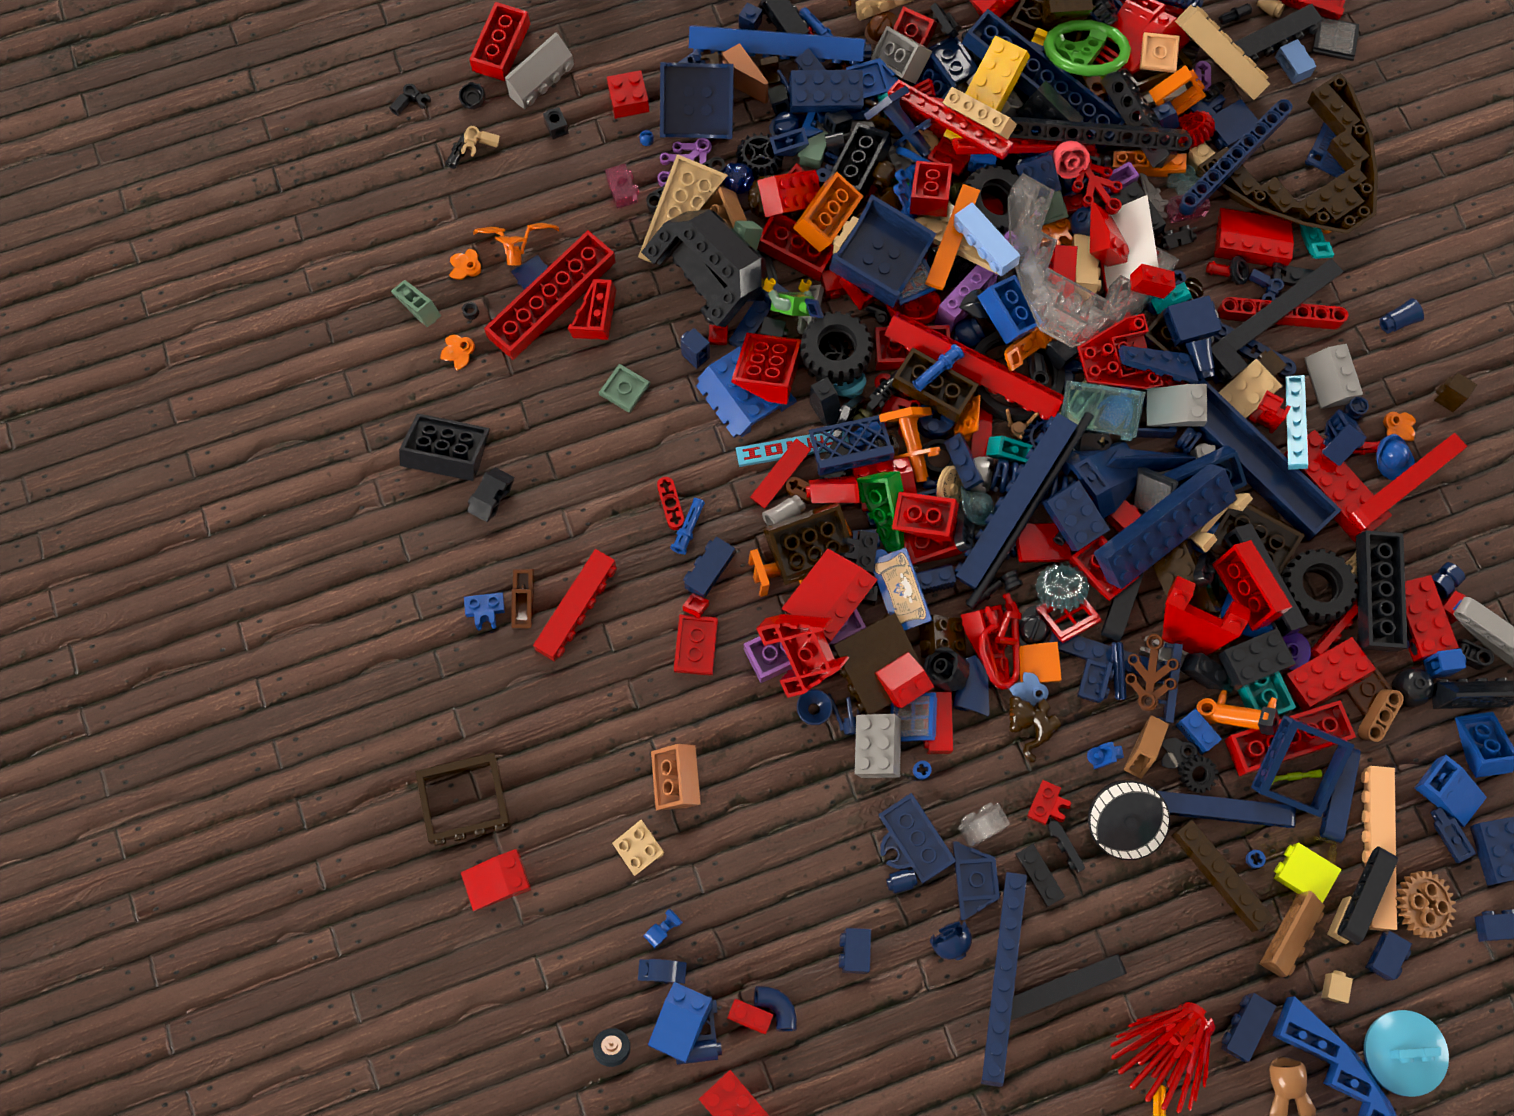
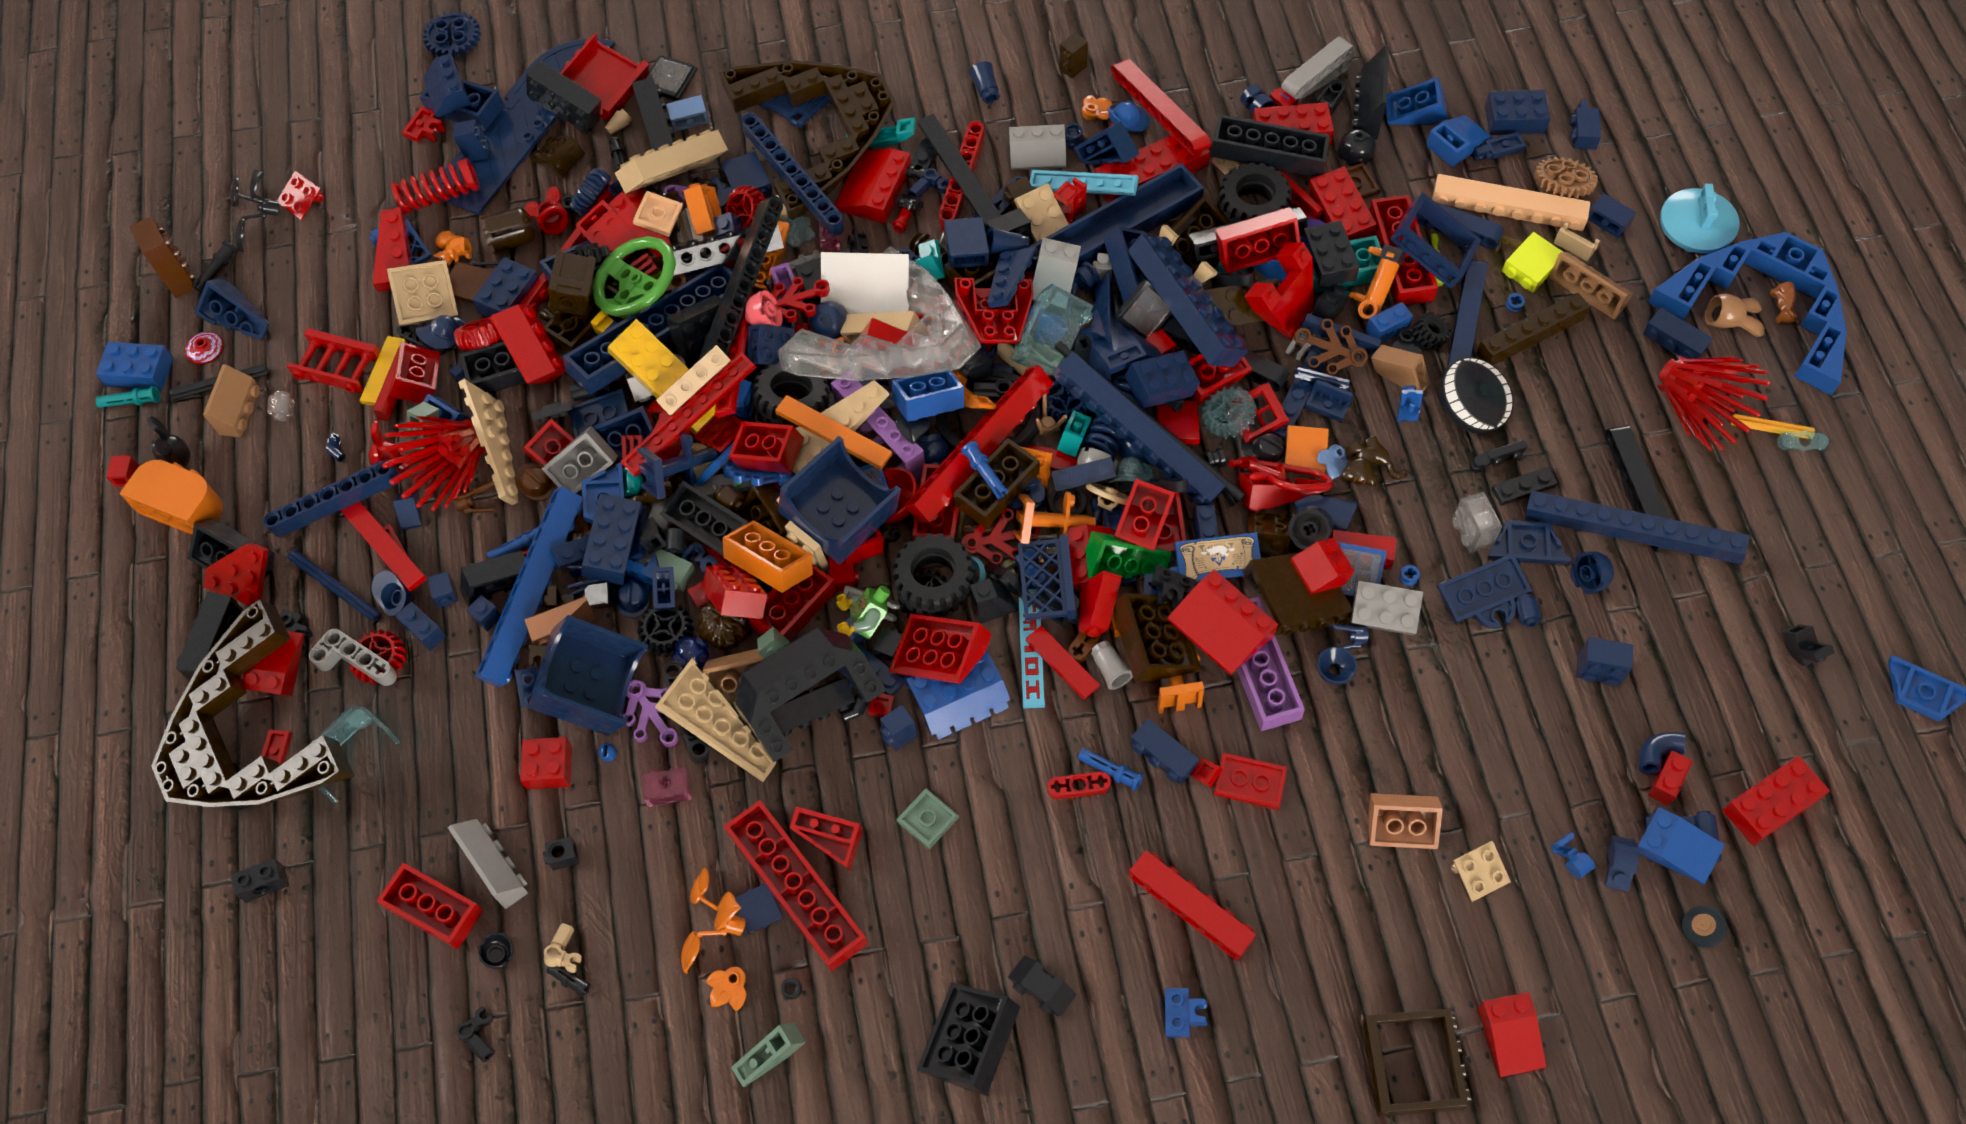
camera: 75 degrees left, 10 degrees down
(455, 350) = (843, 1013): orange plate -> none
(522, 598) = (1174, 965): reddish brown slope -> none
(805, 648) = (1283, 650): red wedge -> none
(814, 308) = (889, 582): dark blue slope -> none
(881, 394) = (987, 540): black hinge -> none
(986, 239) = (850, 395): light blue brick -> none
(1048, 804) = (1452, 466): red plate -> none
(1106, 239) = (865, 298): red slope -> none
(1152, 281) = (920, 263): red brick -> none
(1337, 987) = (1640, 260): tan brick -> none
(1367, 895) = (1561, 214): black beam -> none
(1372, 719) = (1384, 175): medium nougat beam -> none
(1445, 663) = (1341, 115): blue brick -> none

